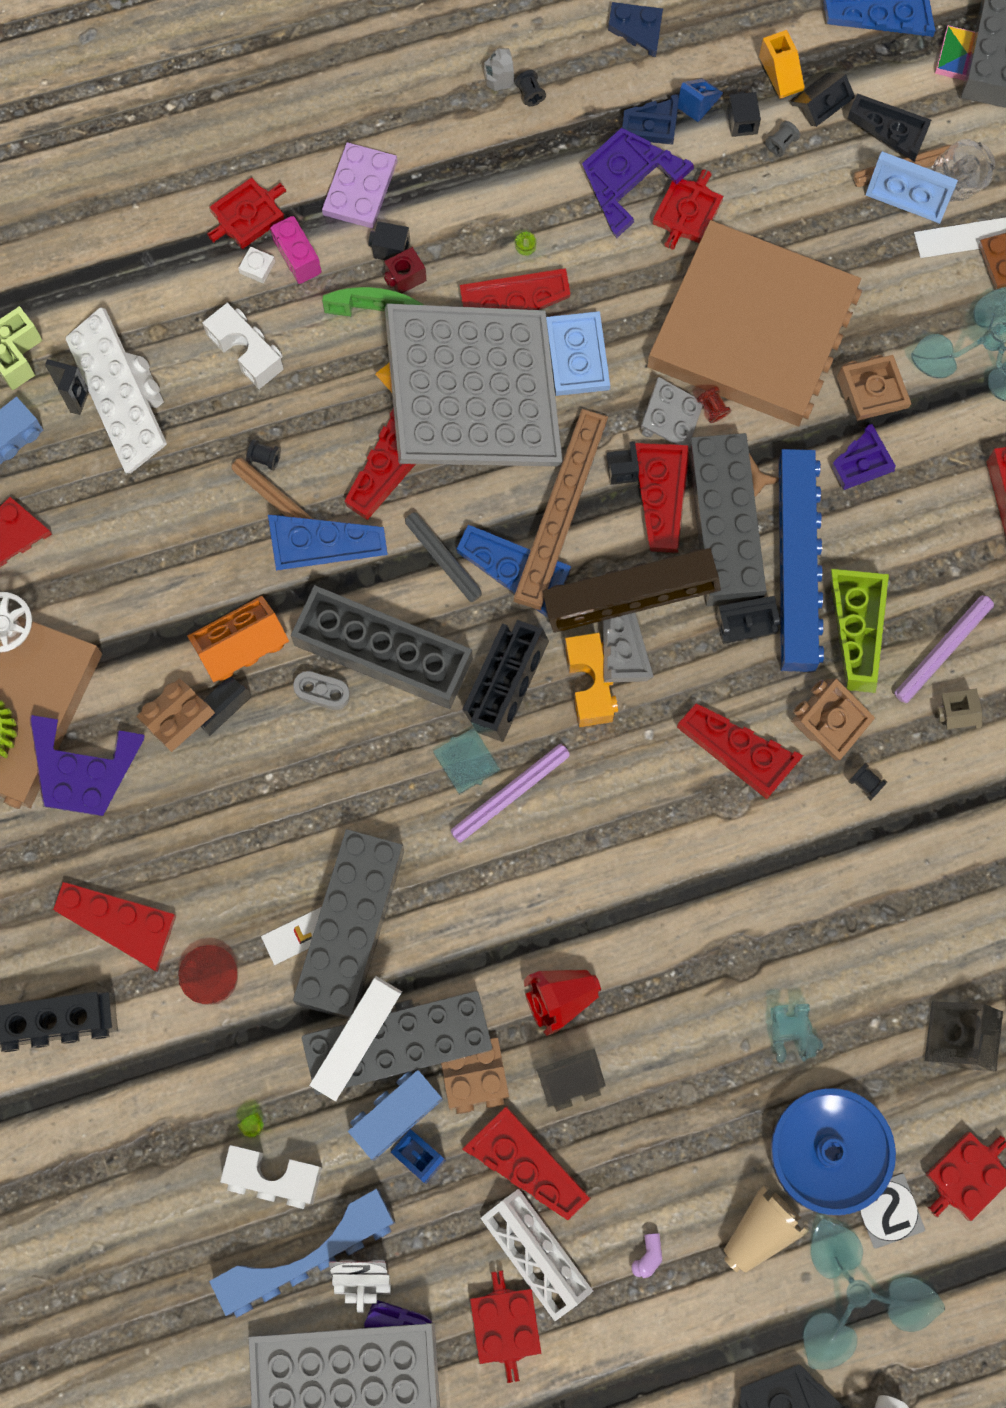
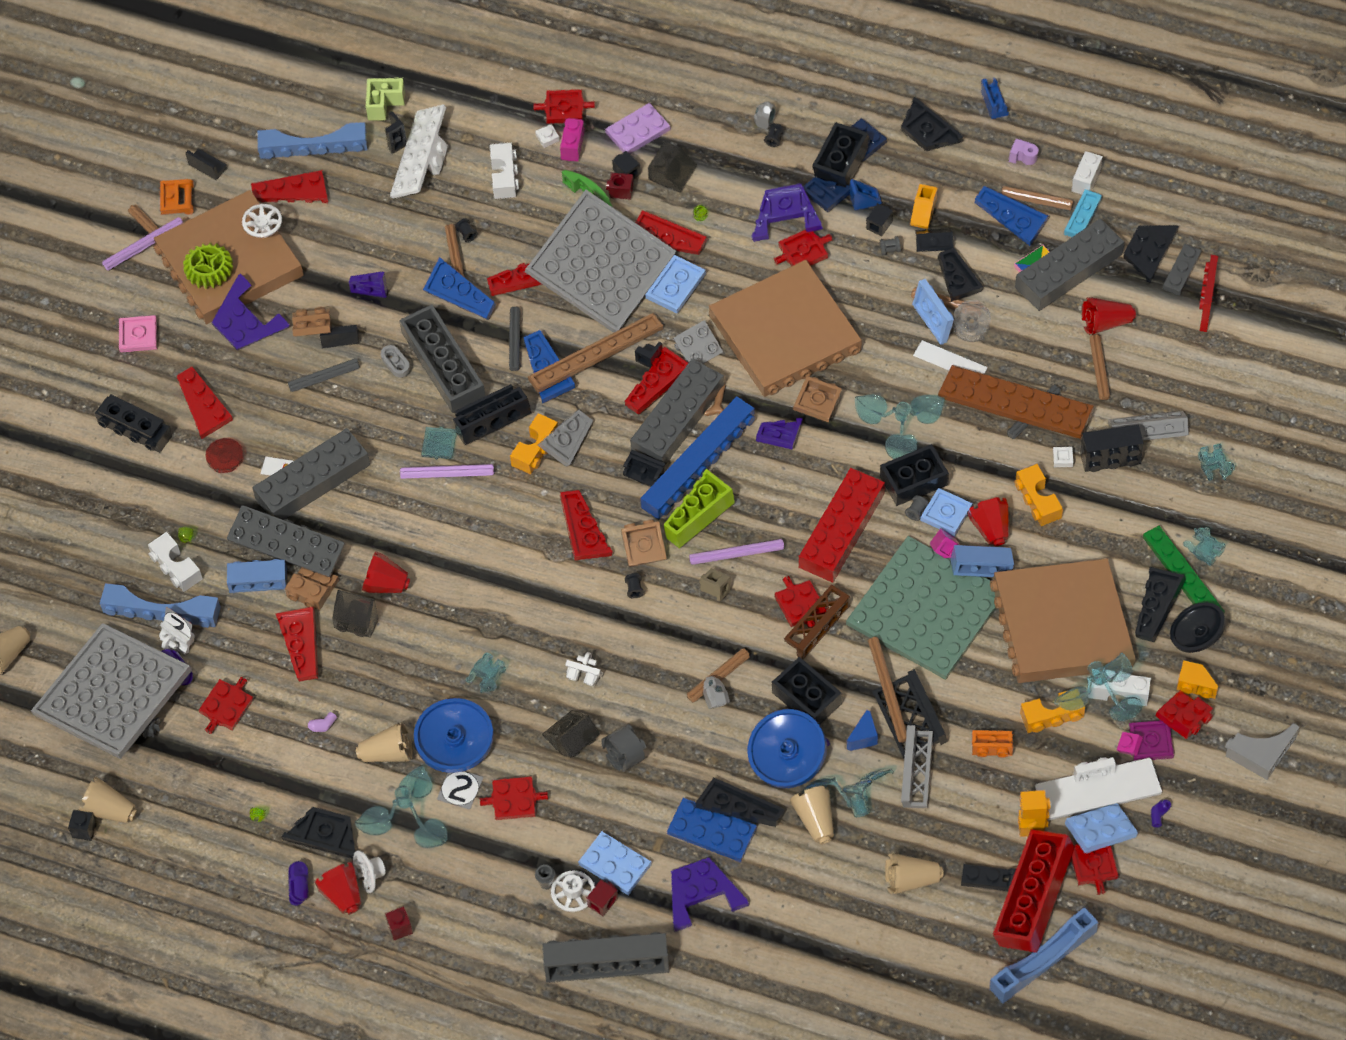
camera: 40 degrees right, 15 degrees down
(204, 610) = (369, 284): none -> dark purple wing
(238, 639) = (374, 310): orange slope -> none
(244, 773) = (323, 375): none -> dark grey axle
(355, 1038) = (264, 518): white slope -> none
(418, 1156) = (252, 605): blue slope -> none
(446, 207) = (671, 167): none -> clear smoke slope
(540, 1251) = (272, 682): white fence -> none
(631, 590) = (589, 409): dark brown brick -> none
(637, 60) = (841, 154): none -> black brick
(714, 405) = (724, 354): clear red bush -> none
(918, 935) = (592, 674): none -> white hips

